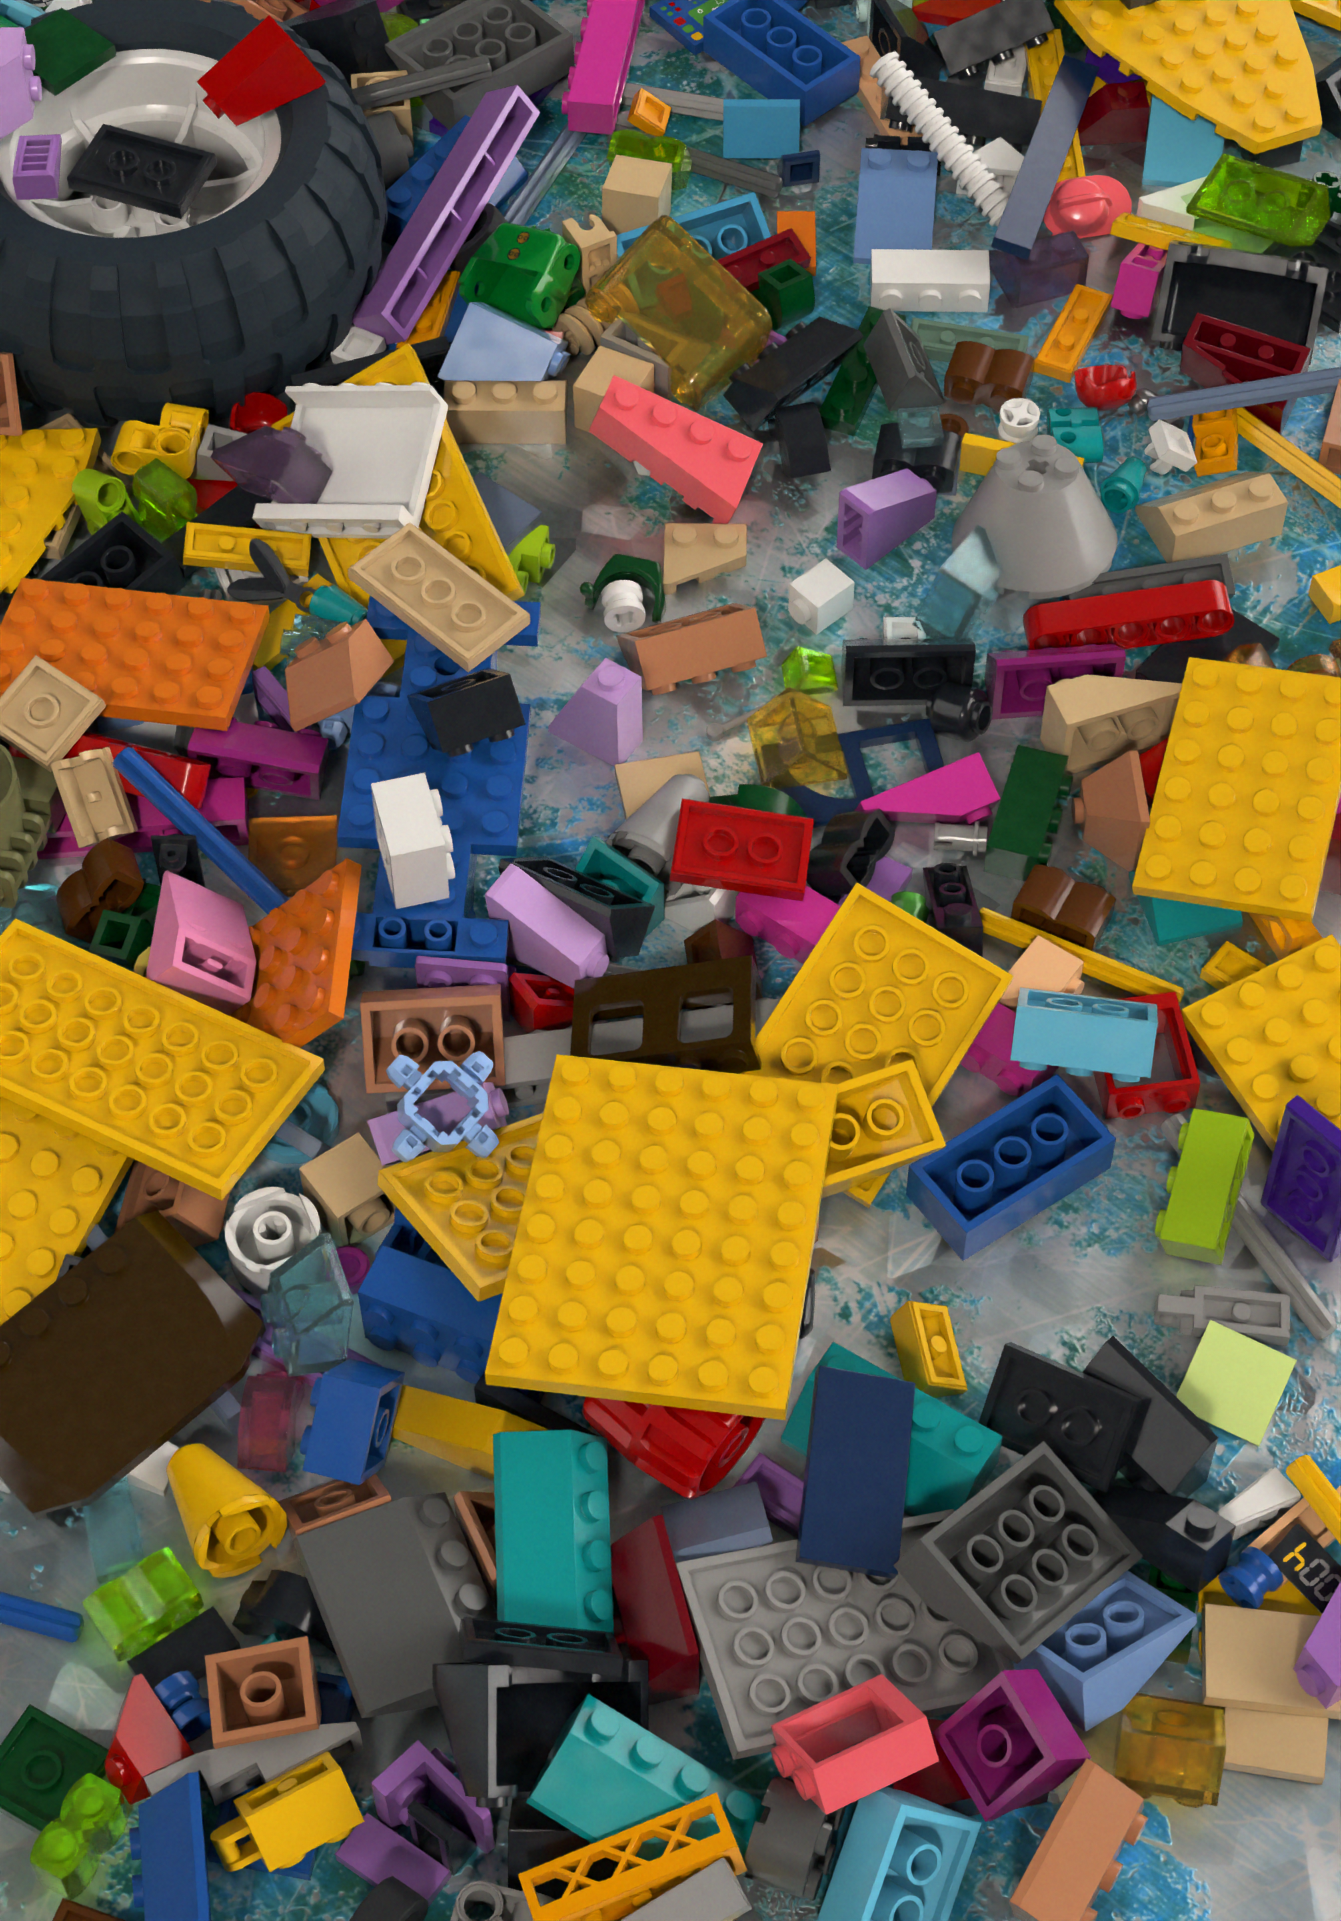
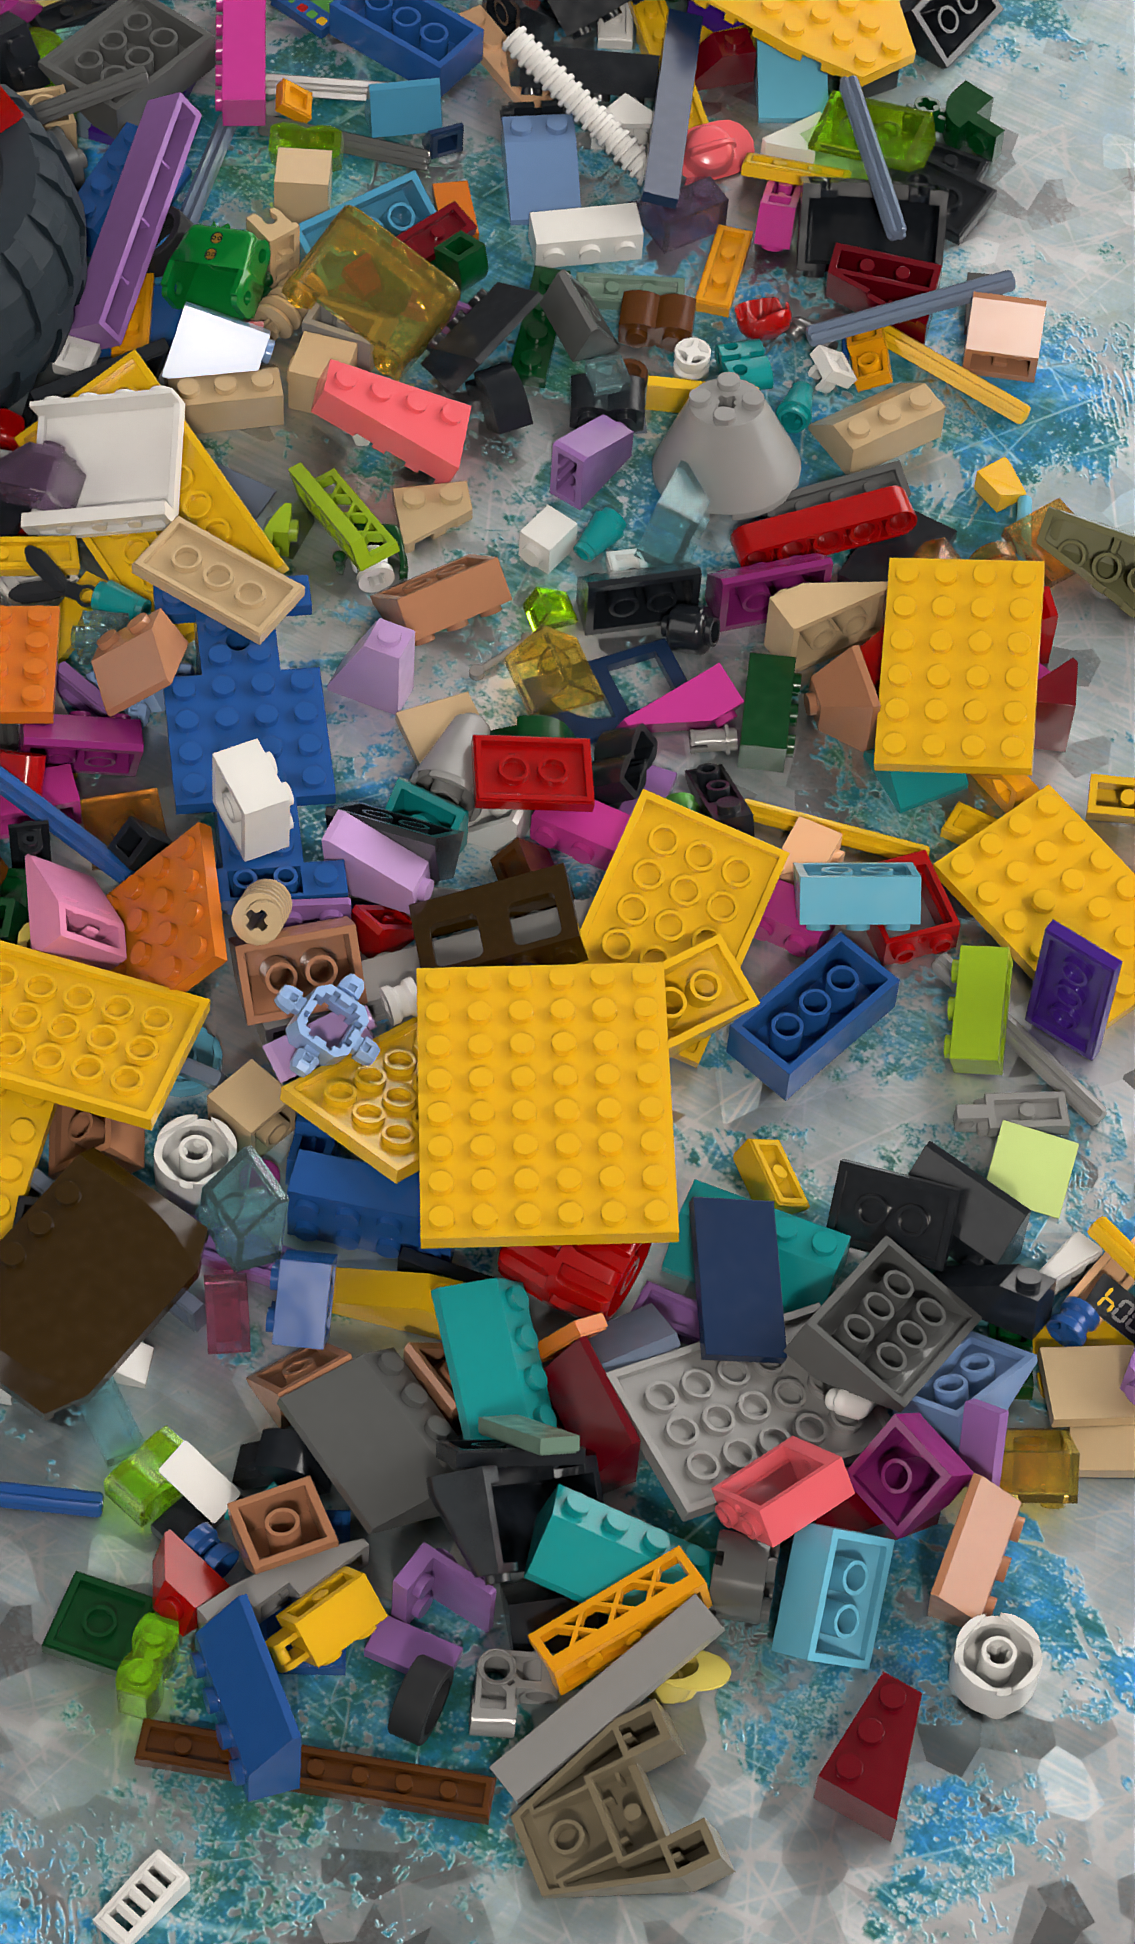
camera: 15 degrees left, 0 degrees up
(189, 1619) = (199, 1481): none -> white sticker
(223, 1511) = (205, 1389): yellow cone -> none
(291, 871) = (138, 843): none -> black brick
(398, 967) = (266, 896): none -> tan piece
(439, 1837) = (450, 1619): black slope -> none
(468, 711) = (271, 679): black slope -> none
(536, 1087) = (399, 1000): none -> white wheel
(561, 1630) = (529, 1434): none -> sand green tile
(596, 553) = (339, 523): none -> lime fence
(635, 1513) = (559, 1341): none -> orange tile
(881, 596) = (601, 532): none -> teal cone
(959, 1641) = (848, 1404): none -> white arm
(1064, 907) = (815, 788): reddish brown brick -> none
(1110, 1717) = (983, 1439): none -> medium lavender tile
(1252, 227) = (872, 158): none -> sand blue axle

